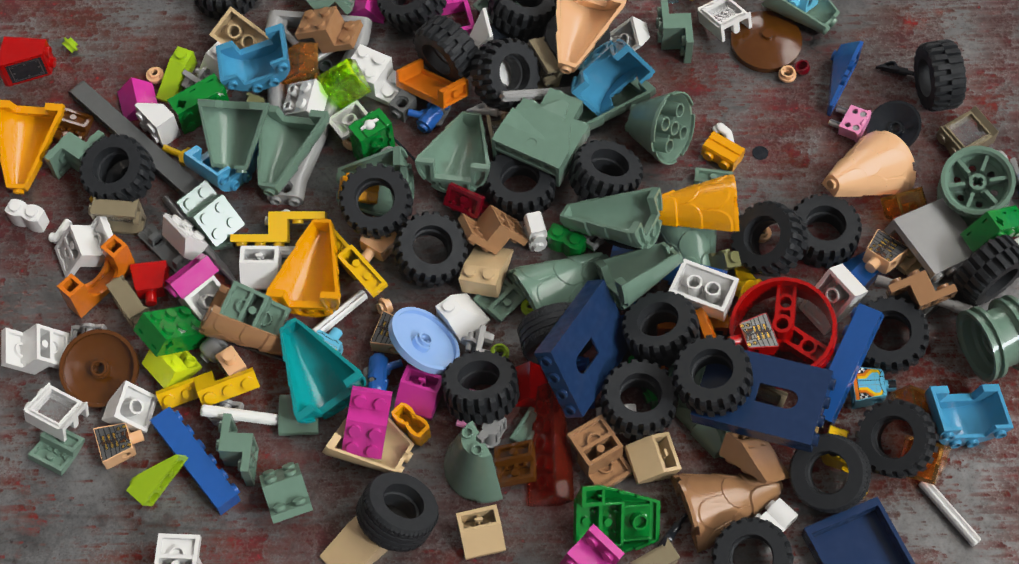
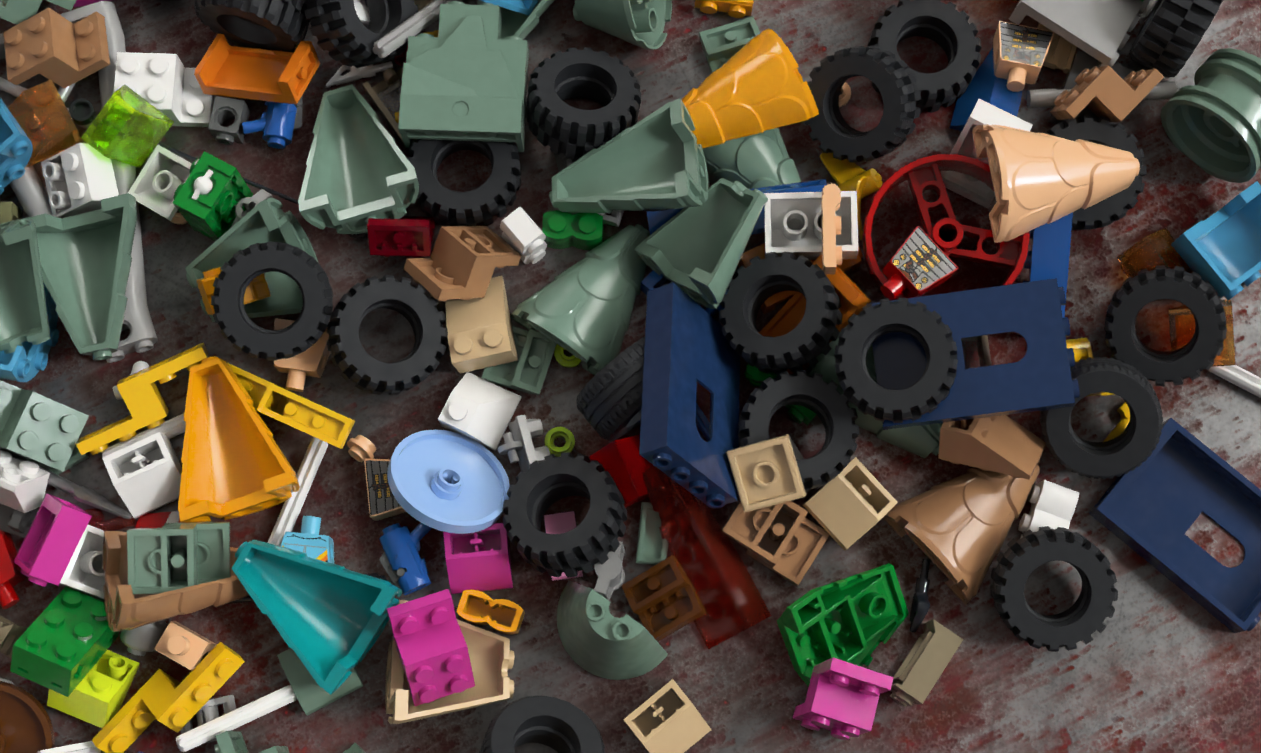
camera: 30 degrees left, 15 degrees up
(606, 408) = (766, 473): none -> tan tile
(712, 289) = (830, 228): none -> light nougat hinge
(725, 259) = (812, 162): olive brick -> none
(858, 317) = (1047, 176): none -> light nougat cone
(870, 387) = (1090, 259): torso -> none

